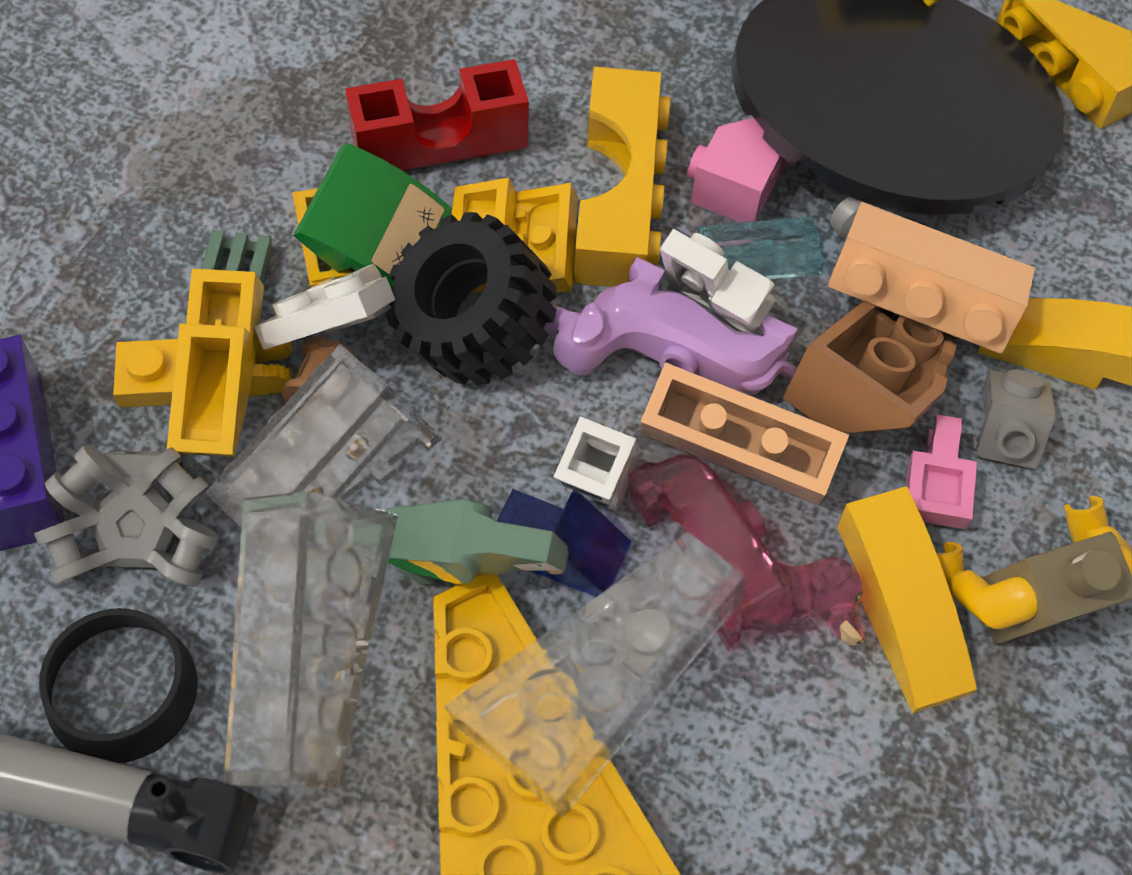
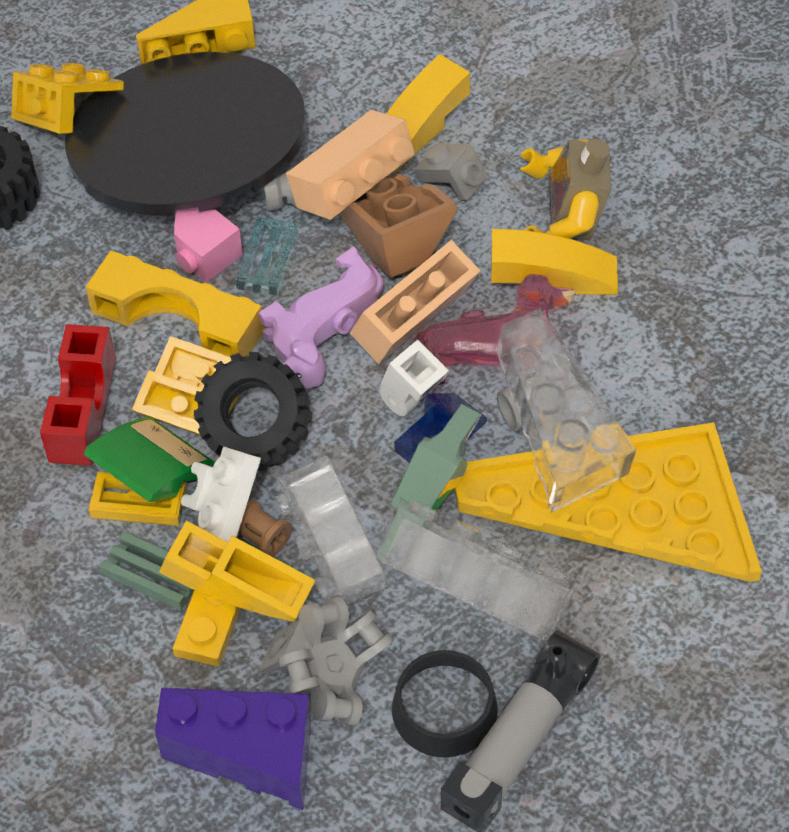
camera: 65 degrees left, 5 degrees down
(702, 273) = (295, 275): white plate -> none
(940, 480) = (479, 218): bright pink plate -> none

